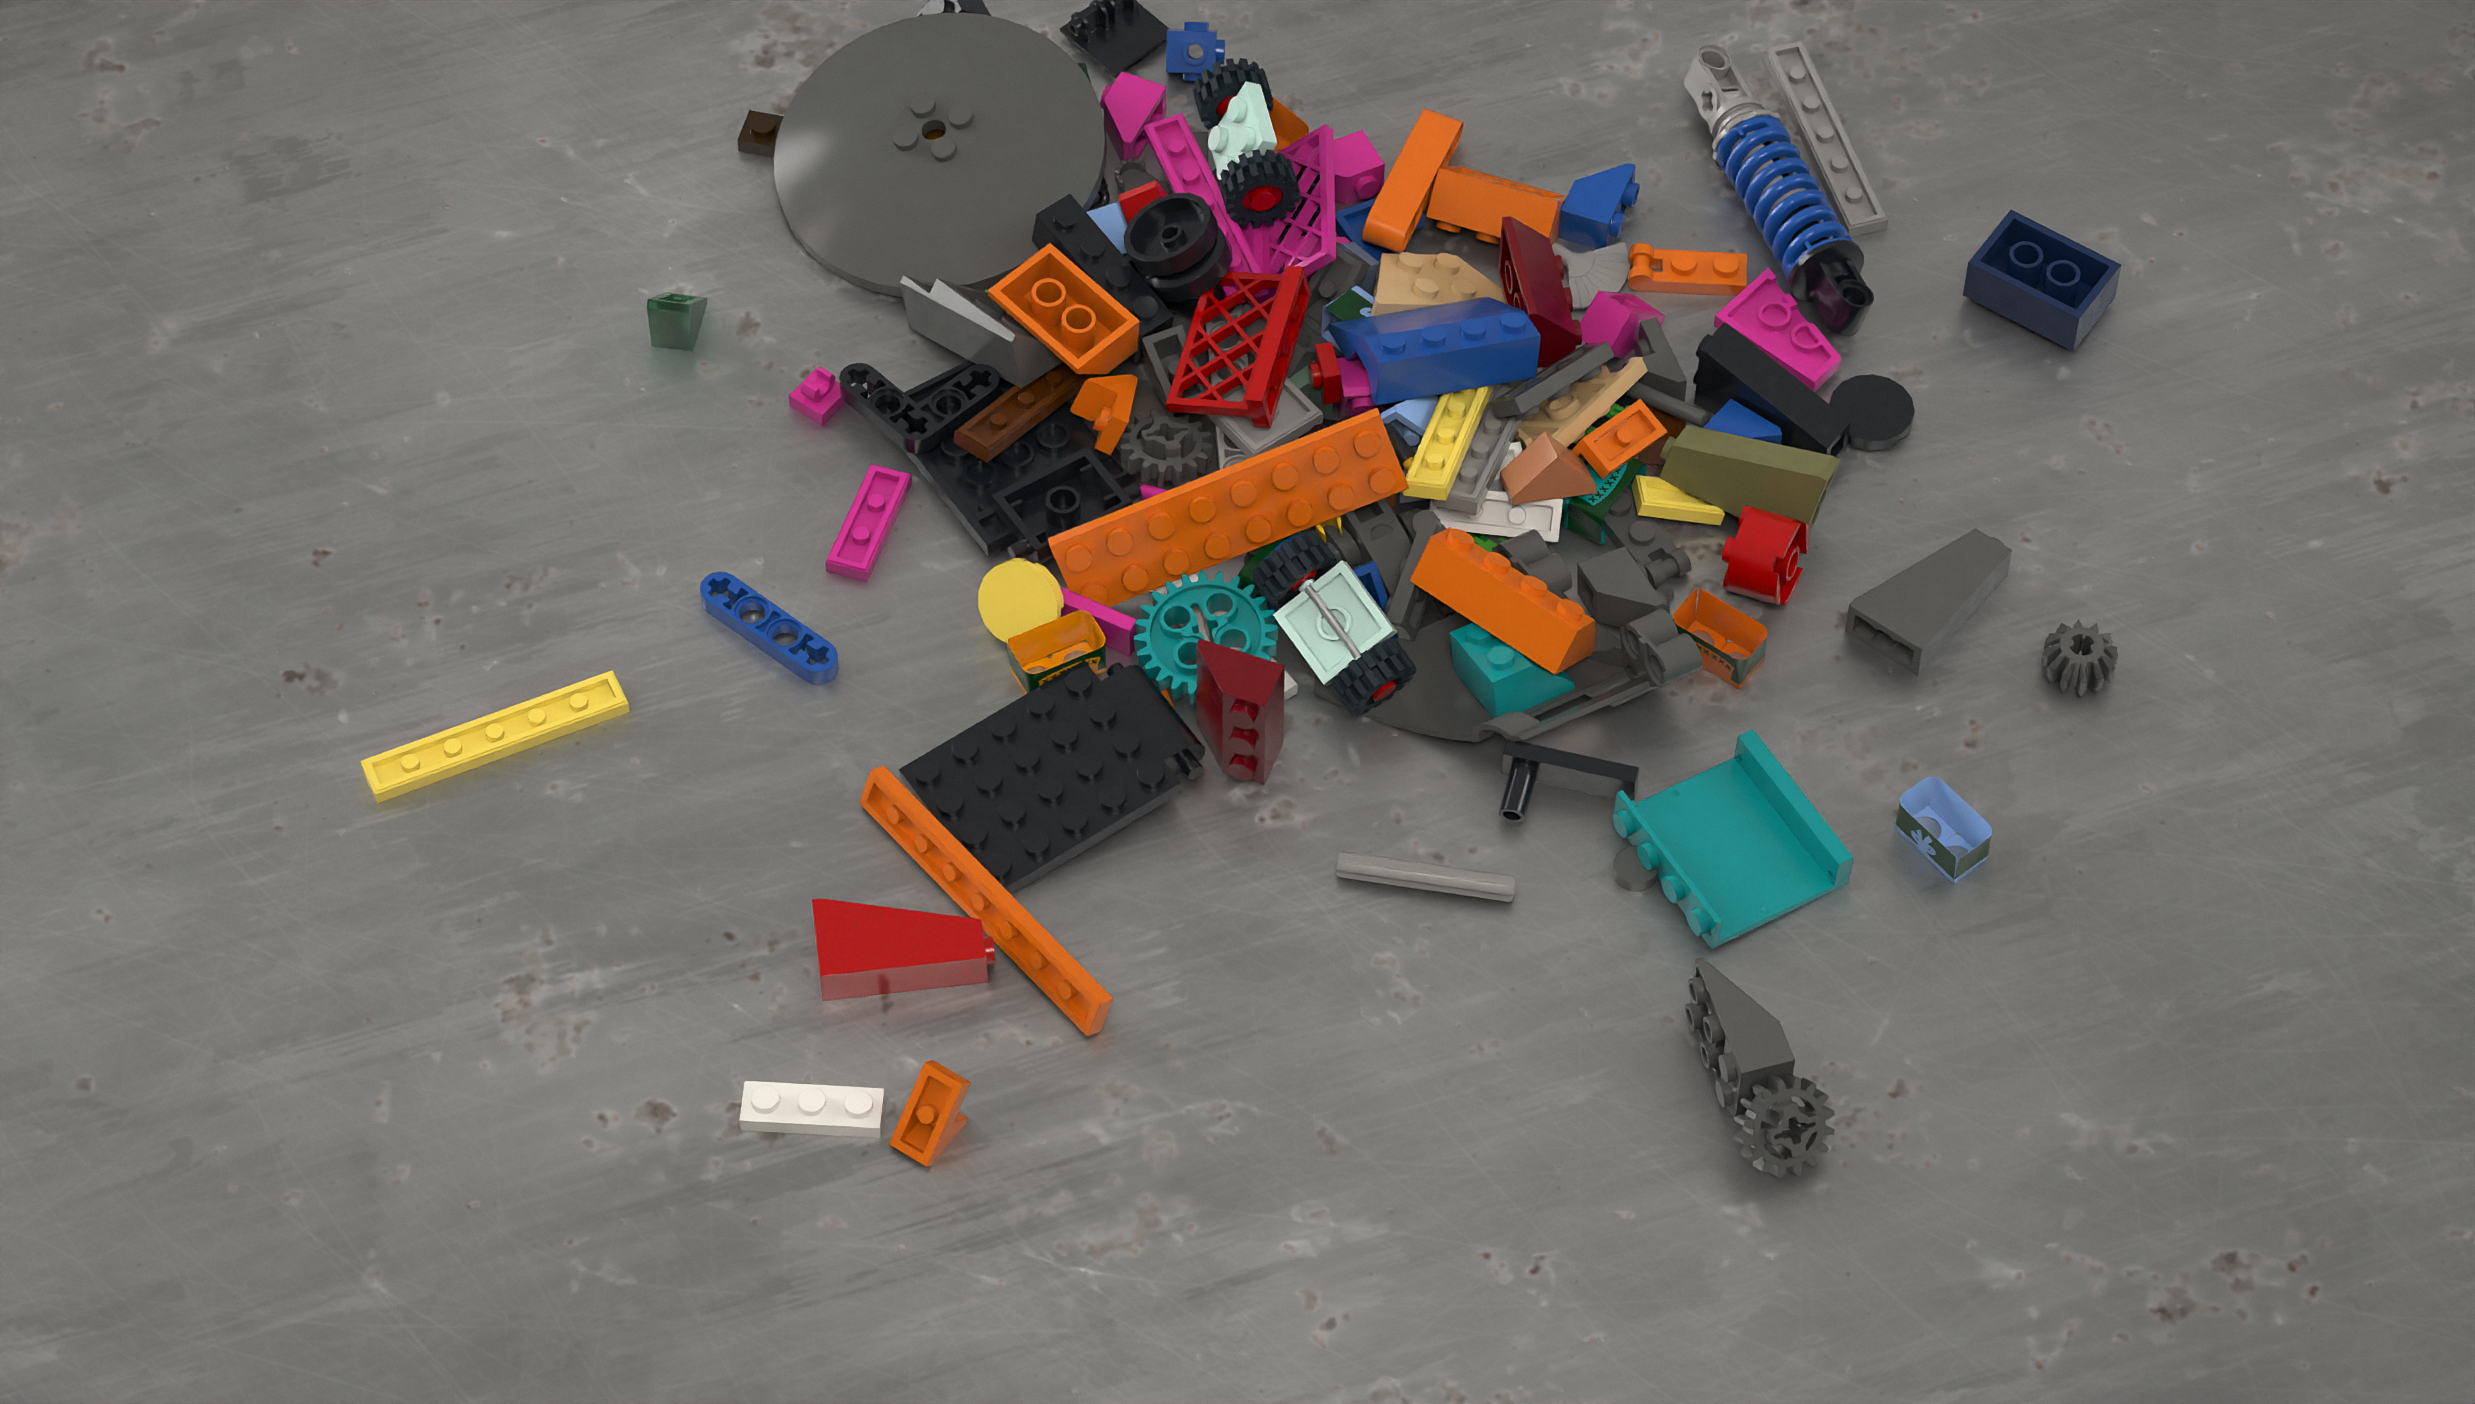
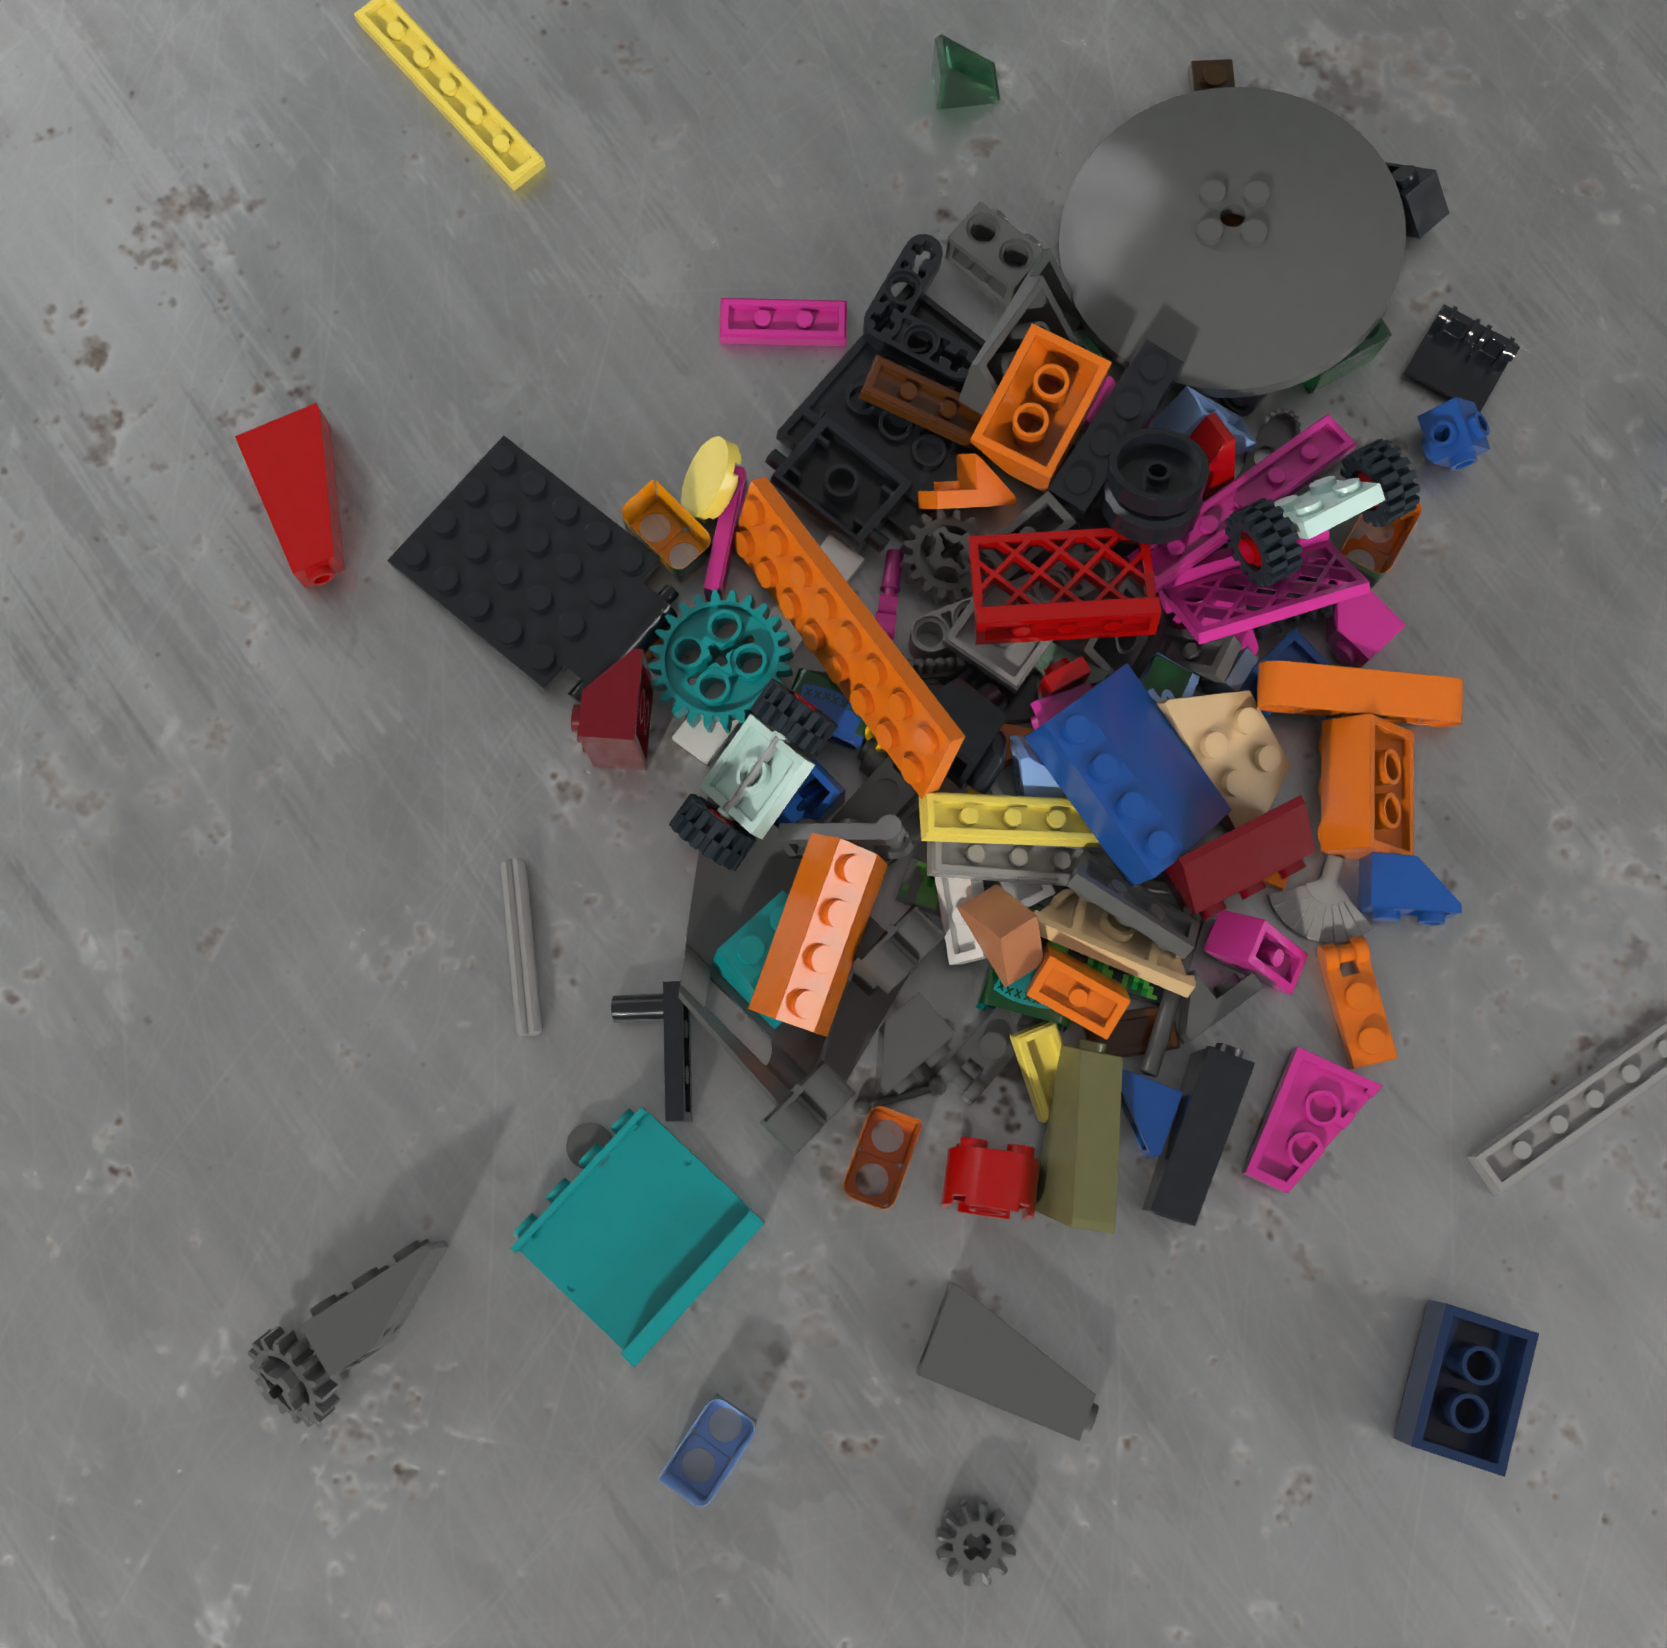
camera: 70 degrees right, 25 degrees up
(774, 623) = (628, 272): blue beam -> none
(812, 1109) = (123, 480): white plate -> none
(818, 396) = (911, 223): dark pink tile -> none
(875, 332) = (987, 260): none -> dark grey brick
(931, 1114) = (130, 582): orange slope -> none
(986, 899) = (366, 570): orange plate -> none
(1129, 107) = (1356, 400): dark pink slope -> none
(1780, 193) = (1481, 1068): piece -> none
(1877, 409) = (1236, 1240): black tile -> none

